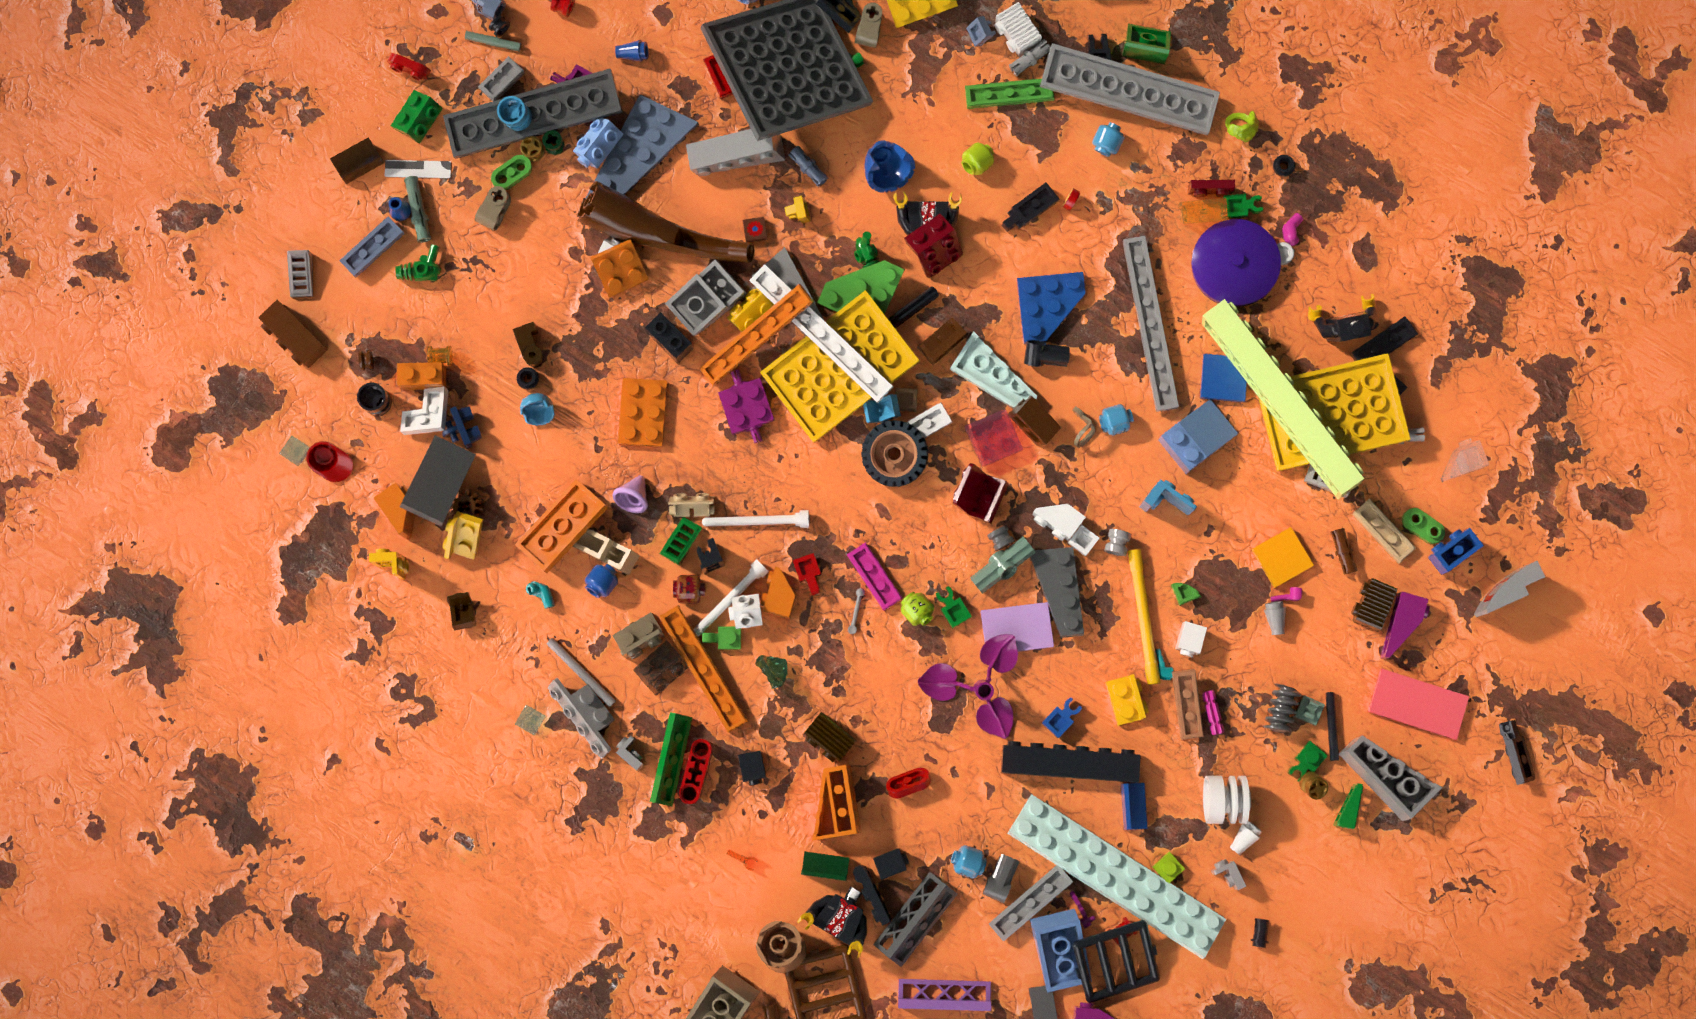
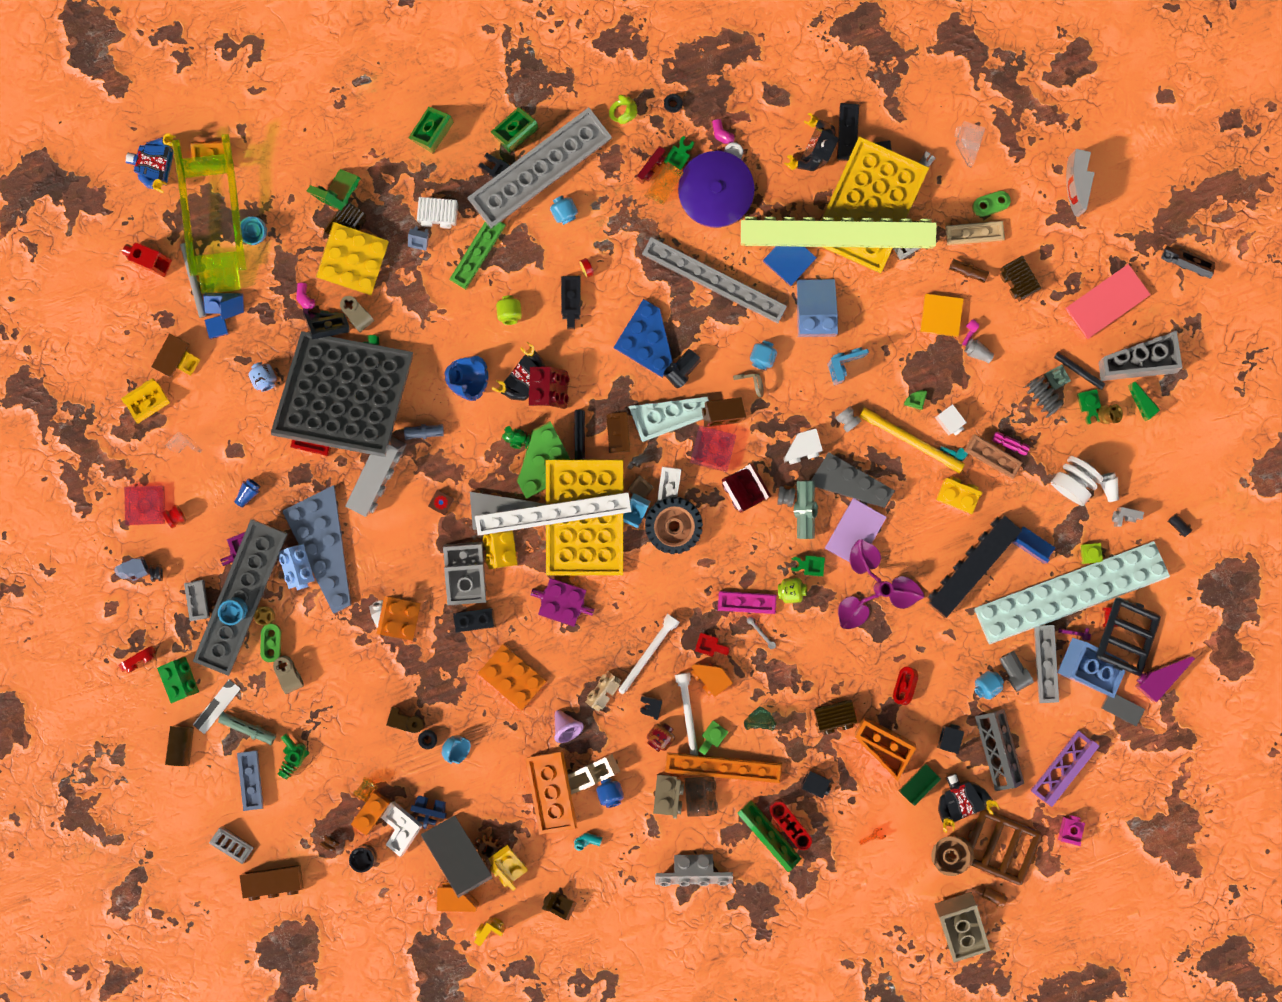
camera: 55 degrees left, 5 degrees up
(294, 451) = (356, 940): clear light blue tile -> none
(329, 461) = (383, 921): red cap -> none
(399, 209) = (242, 741): blue cone -> none
(493, 41) = (163, 585): sand green piece -> none
(530, 720) = (669, 912): clear light blue tile -> none
(557, 138) = (267, 602): dark green bush -> none
(581, 672) = (662, 853): light grey bar -> none
(627, 219) = (368, 588): reddish brown brick -> none
(631, 757) = (748, 861): light grey bracket -> none
(674, 536) = (634, 730): green slope -> none
(746, 611) = (706, 709): white brick -> none
(756, 334) = (519, 558): orange tile -> none
(798, 210) = (451, 462): yellow tile -> none
(872, 894) = (961, 767): black hinge -> none
(1029, 58) = (463, 218): light grey pin -> none
(1059, 720) = (939, 551): blue plate -> none
(1083, 540) = (829, 441): white plate -> none
(1405, 618) = (1045, 265): magenta slope -> none
(1455, 551) = (1026, 196): blue brick -> none

